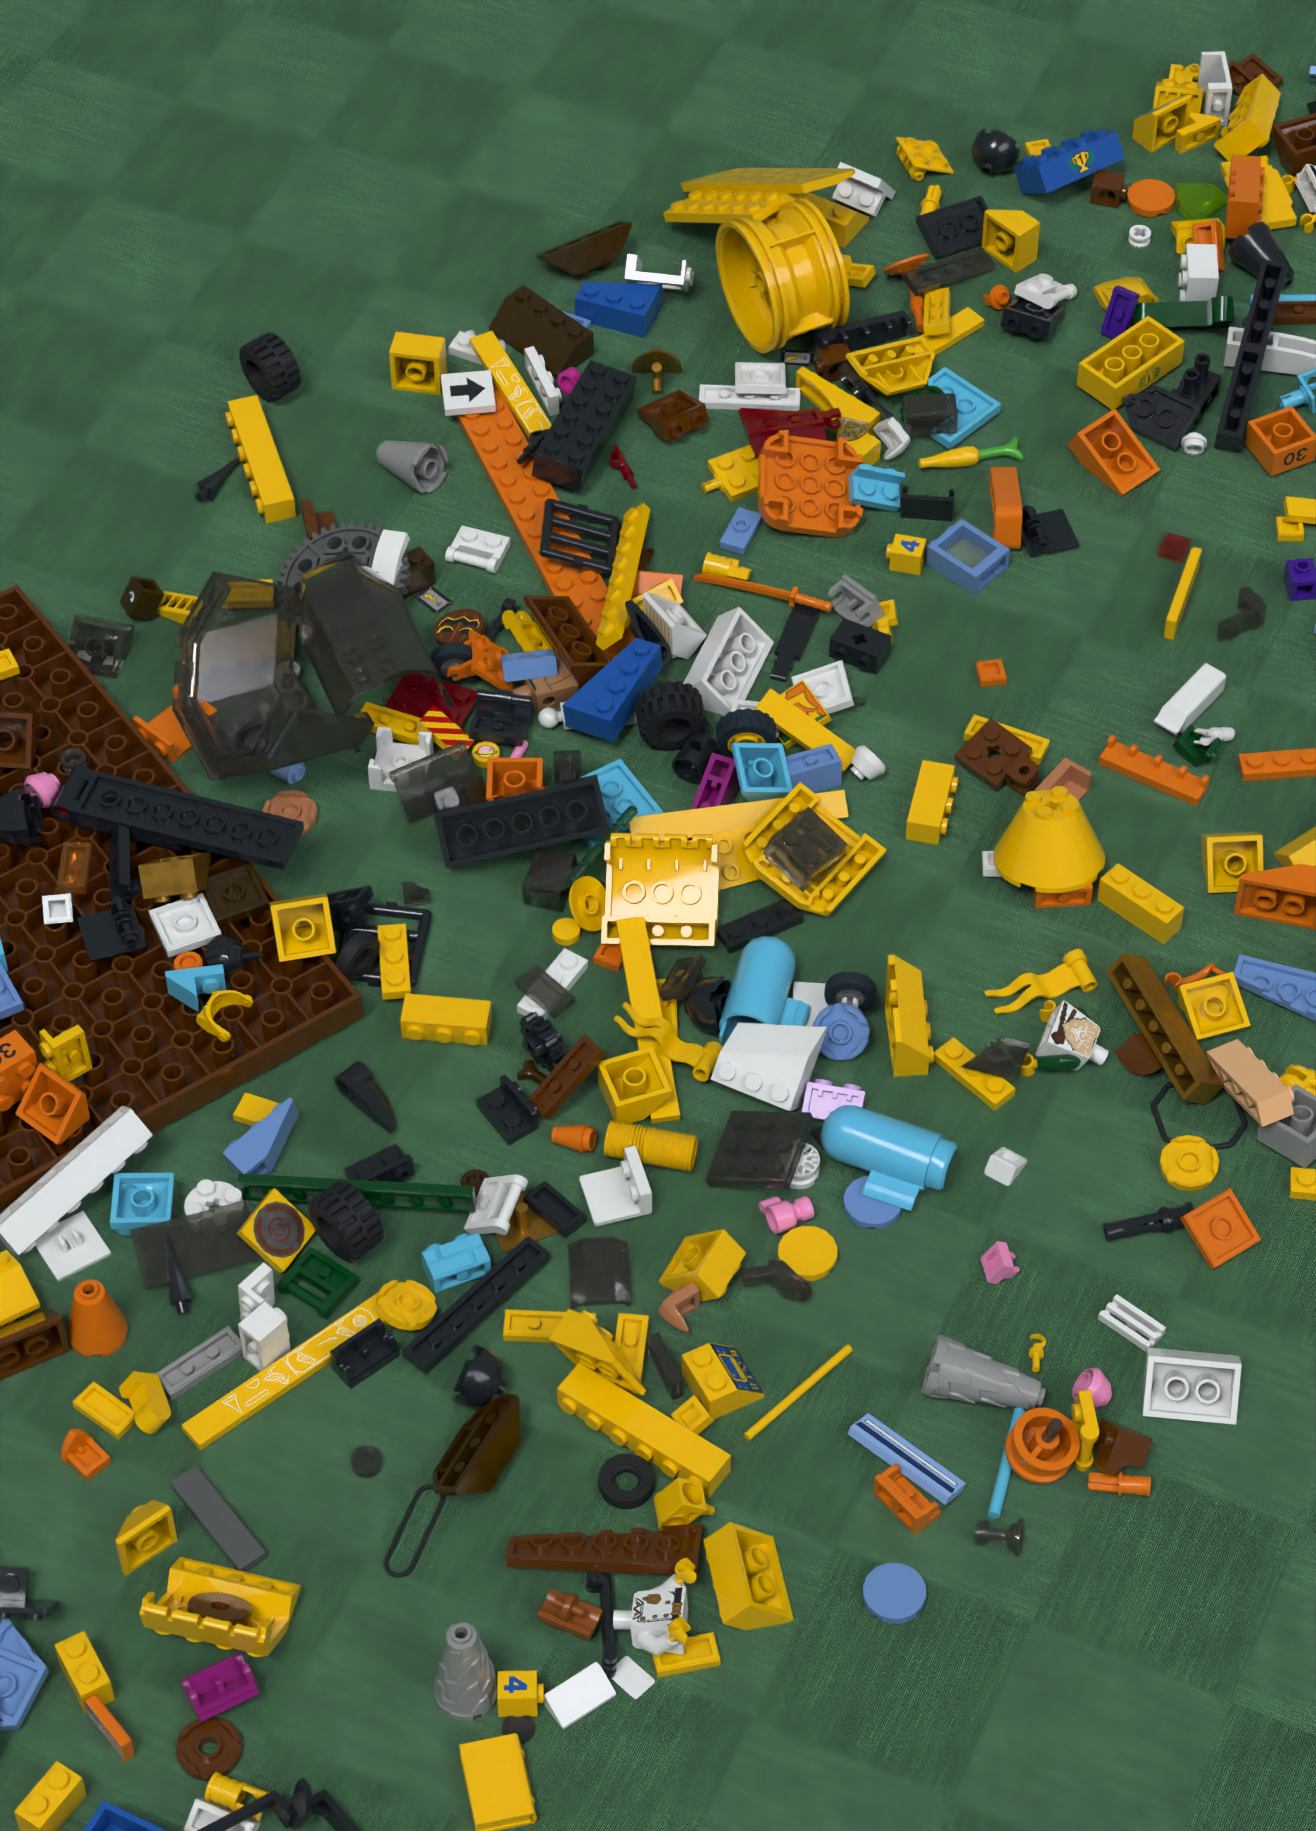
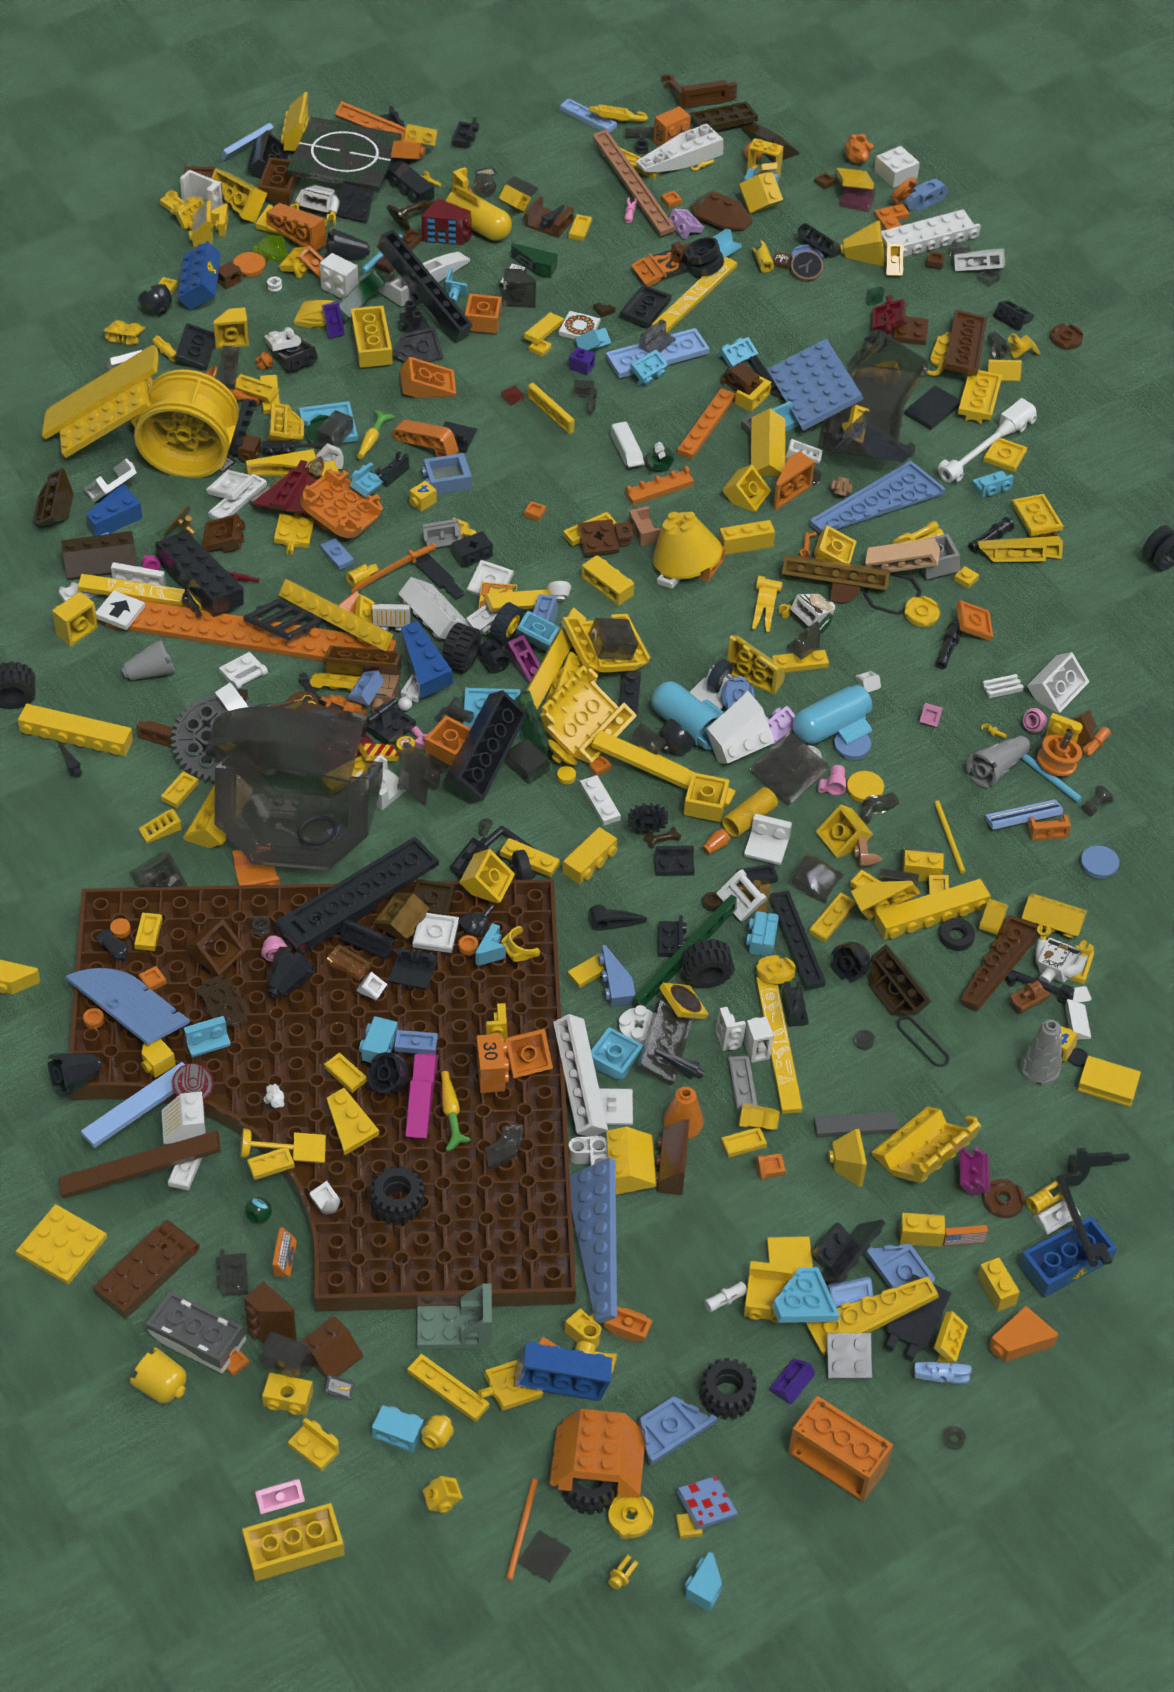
camera: 60 degrees left, 0 degrees up
(141, 598) = (143, 838): dark brown brick -> none
(221, 1607) = (929, 1144): reddish brown tile -> none
(295, 806) = (369, 851): nougat tile -> none
(322, 1274) = (729, 996): dark green plate -> none
(545, 991) = (609, 801): clear smoke tile -> none
(567, 1076) = (681, 818): reddish brown plate -> none
(646, 630) = (391, 624): black piece -> none
(700, 1057) = (705, 760): yellow flag -> none
(1194, 443) = (449, 346): white plate -> none

